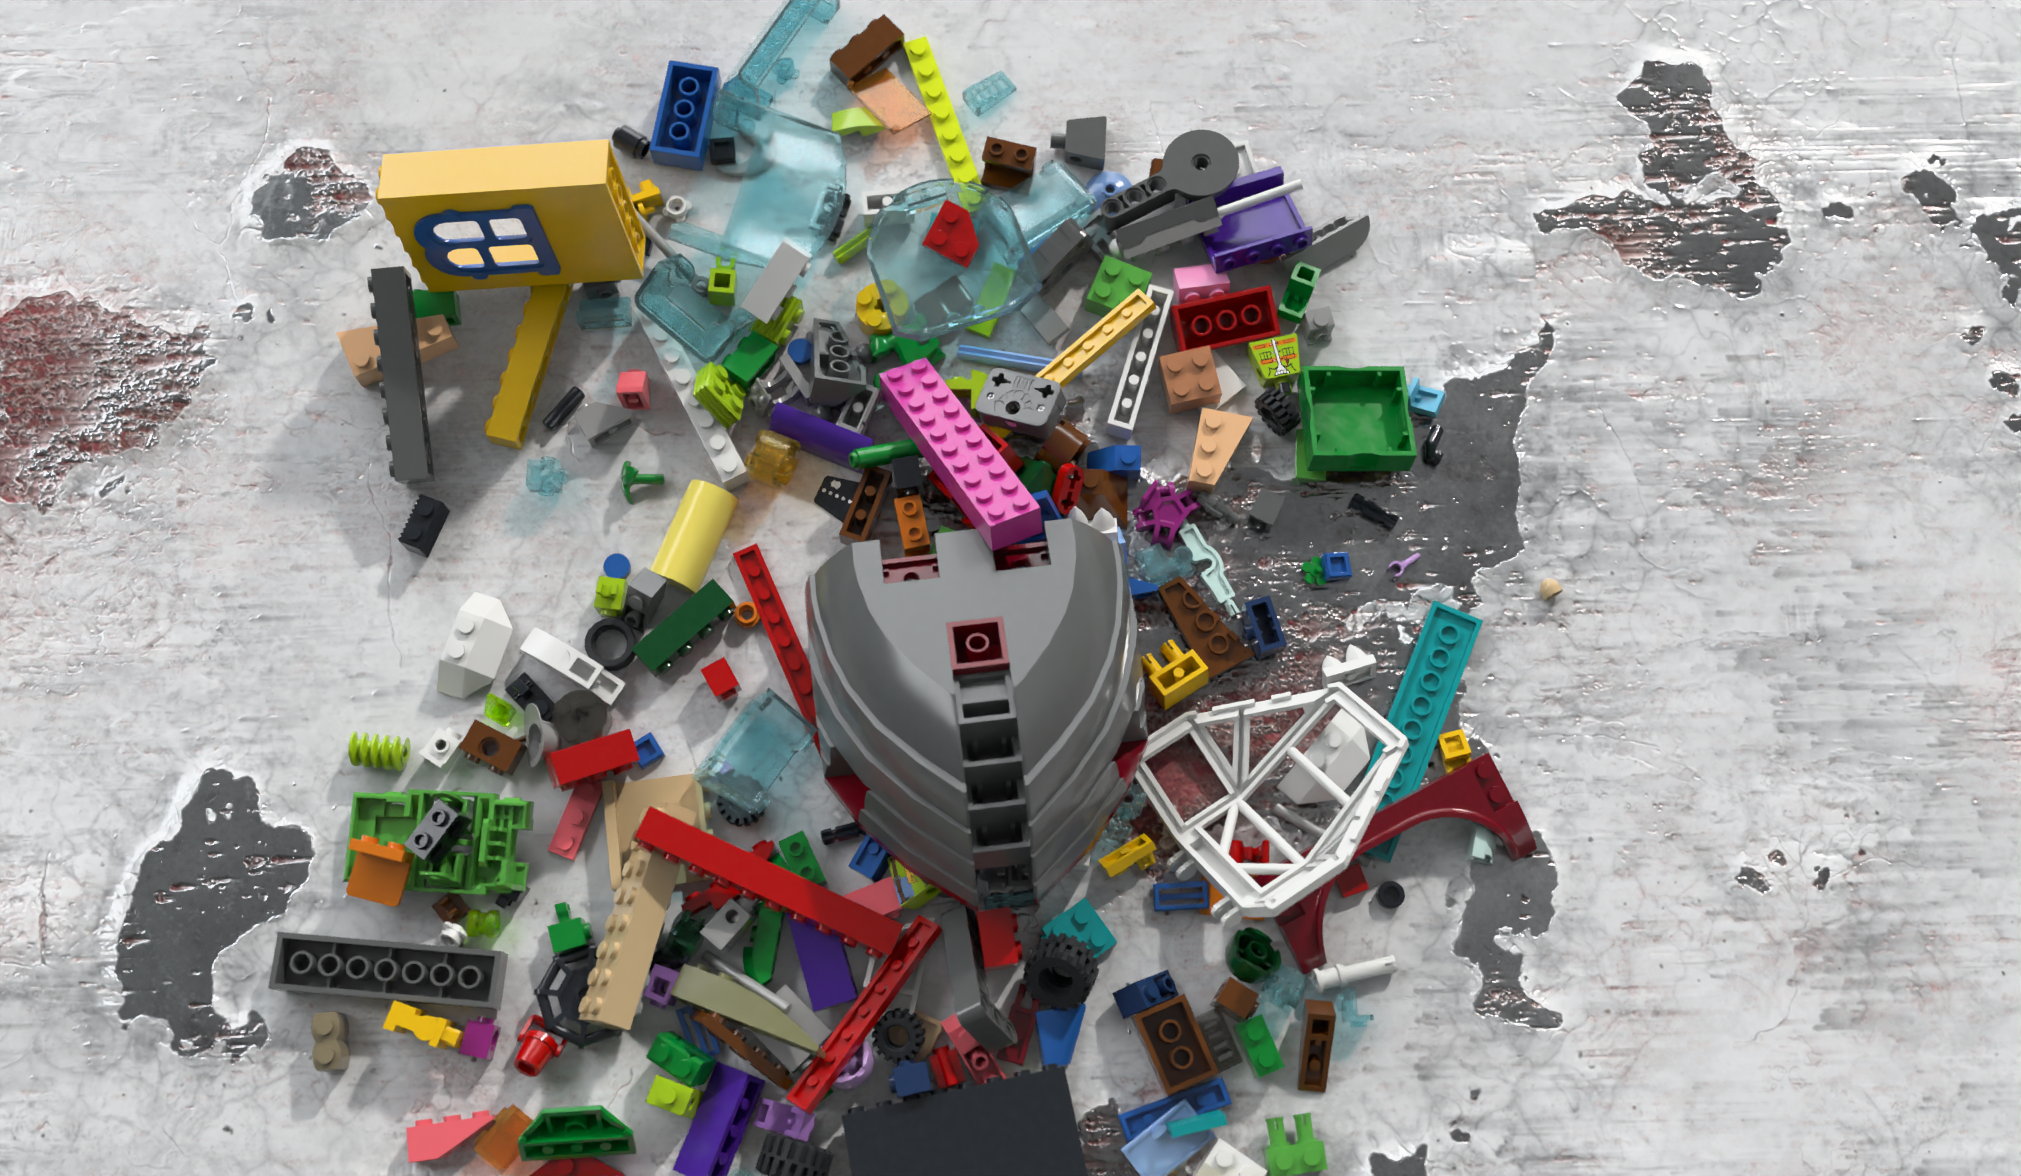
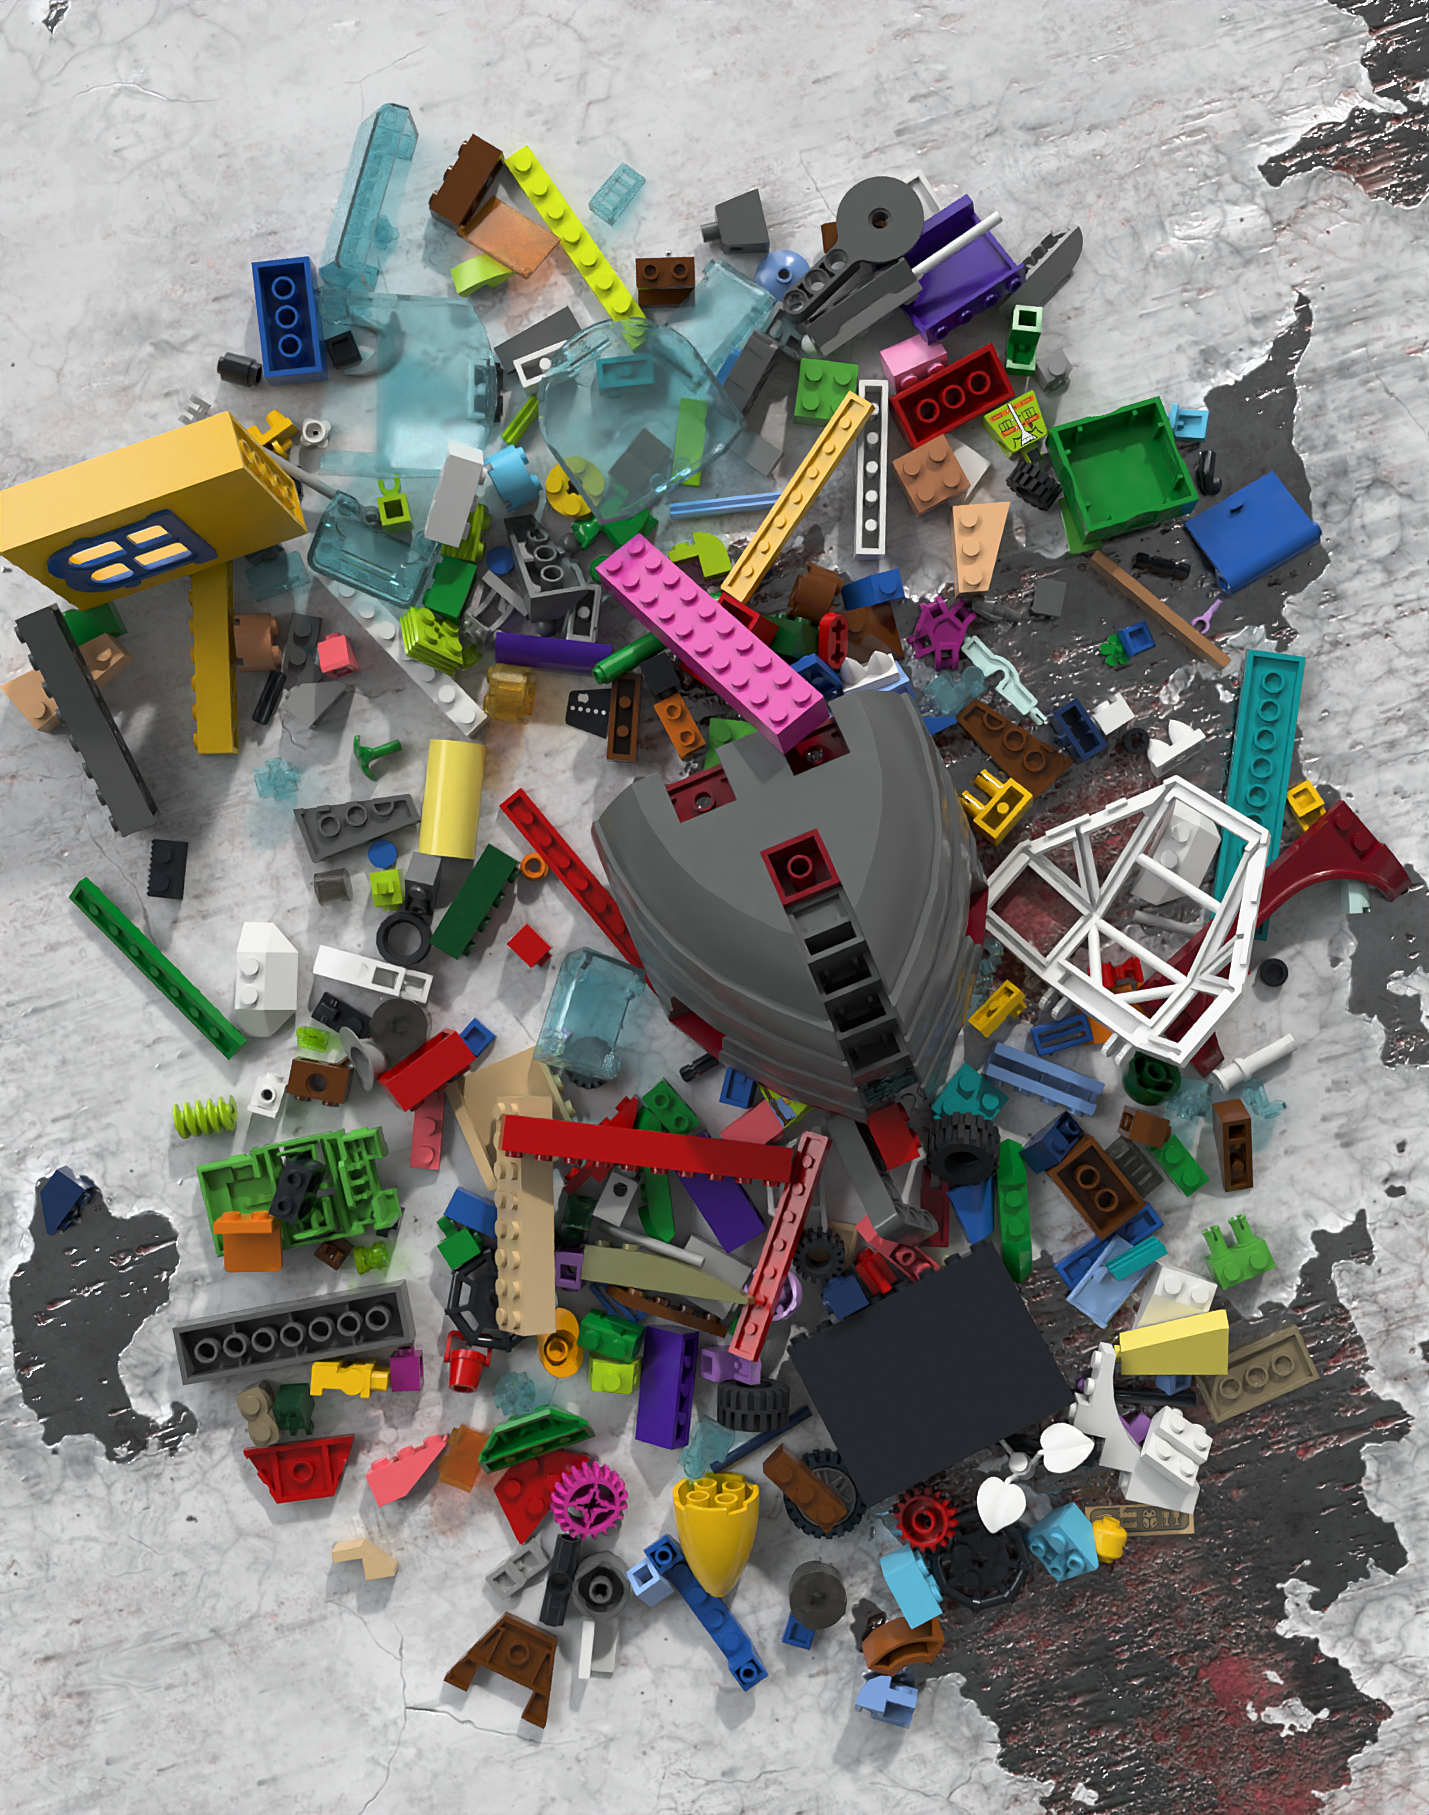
camera: 10 degrees left, 15 degrees up
(222, 789) = (62, 1197): none -> dark blue slope
(350, 1106) = (302, 1467): none -> red wing
(362, 1045) = (294, 1408): none -> clear green brick
(384, 610) = (157, 968): none -> green plate
(453, 935) = (345, 1278): white plate -> none
(563, 581) = (333, 887): none -> clear smoke piece
(568, 358) = (256, 642): none -> nougat brick
(583, 1089) = (518, 1385): none -> clear light blue brick
(590, 904) = (473, 1211): none -> blue slope
(594, 534) = (342, 827): none -> dark grey wing
(606, 375) = (302, 647): none -> dark grey hinge
(628, 1053) = (559, 1350): none -> light orange piece
(747, 422) = (470, 657): none -> clear neon green bush
(831, 285) = (512, 477): none -> medium azure brick
(893, 180) = (545, 333): none -> dark grey tile
(953, 235) = (630, 385): red plate -> none
(1021, 403) = (758, 551): axle -> none
(1093, 1049) = (1013, 1212): none -> green brick
(1153, 931) = (1042, 1078): none -> medium blue brick
(1298, 624) = (1111, 716): none -> white brick
(1322, 654) = (1144, 738): none -> black bush
(1361, 546) = (1158, 610): none -> medium nougat tile
(1461, 505) = (1257, 536): none -> blue door
(1550, 588) = (1368, 600): tan hinge -> none

